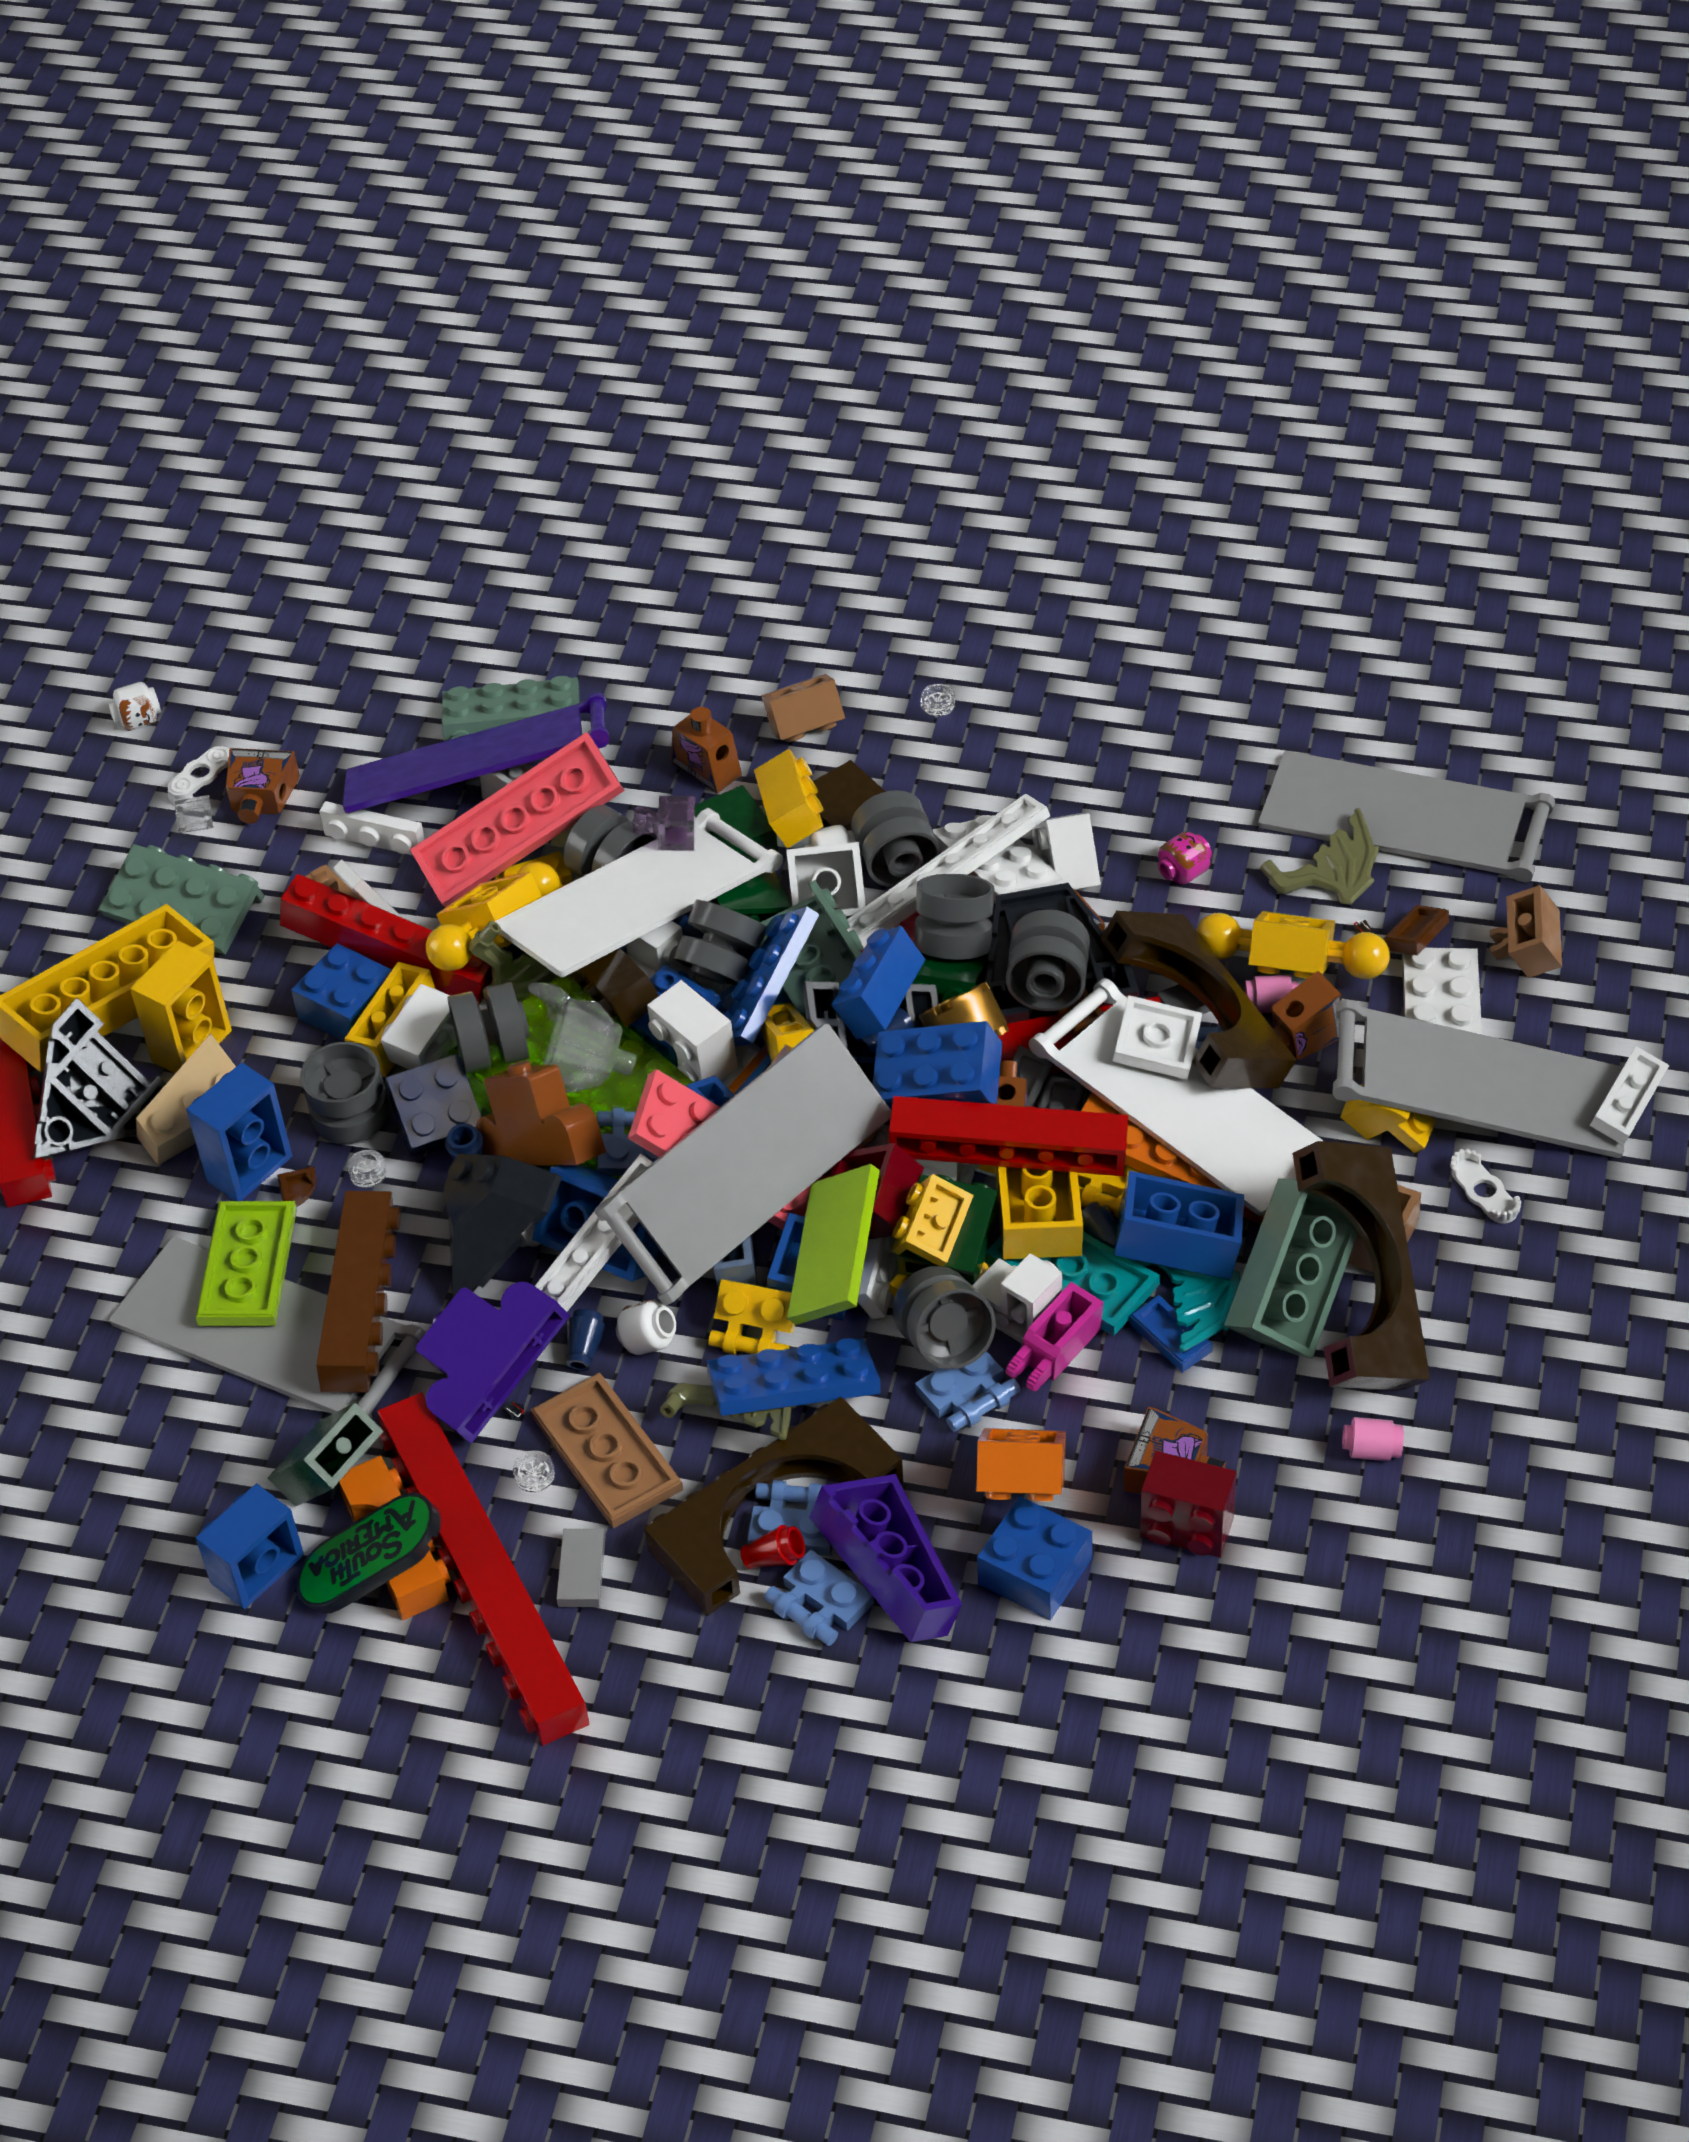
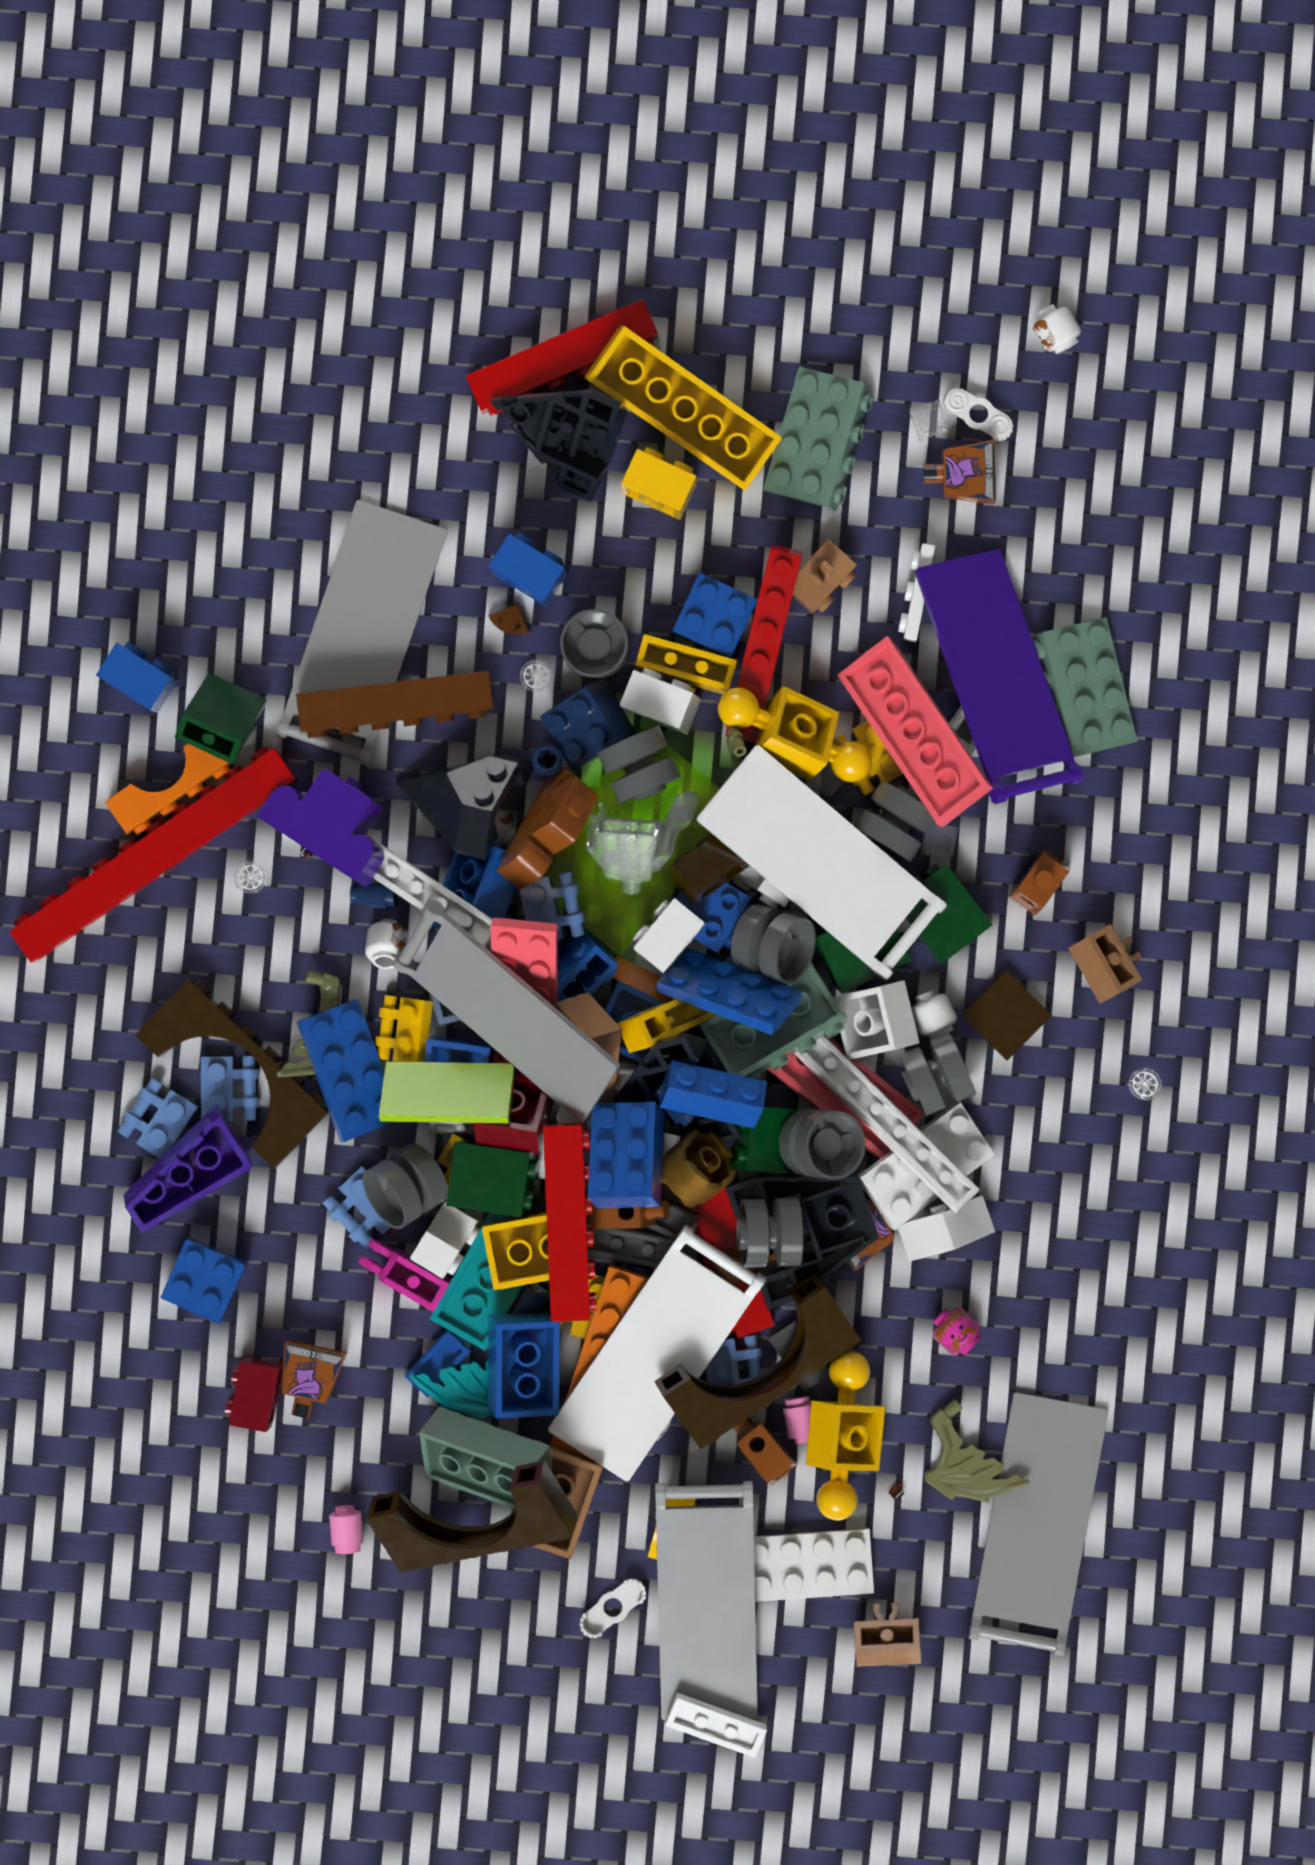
camera: 80 degrees right, 40 degrees up
(164, 1122) = (574, 517): tan wedge -> none
(246, 1263) = (421, 601): lime tile -> none
(361, 888) = (807, 620): white tile -> none
(368, 1553) = (139, 771): tile -> none
(581, 1568) = (165, 932): light grey tile -> none
(606, 1450) = (276, 930): medium nougat tile -> none
(673, 822) = (906, 879): clear purple brick -> none
(776, 1548) = (189, 1081): red cone -> none
(789, 797) = (979, 970): yellow brick -> none
(932, 1219) = (478, 1168): yellow bracket -> none
(1021, 1463) = (269, 1264): orange brick -> none
(1157, 1037) = (701, 1332): white plate -> none
(1417, 929) = (887, 1540): reddish brown tile -> none

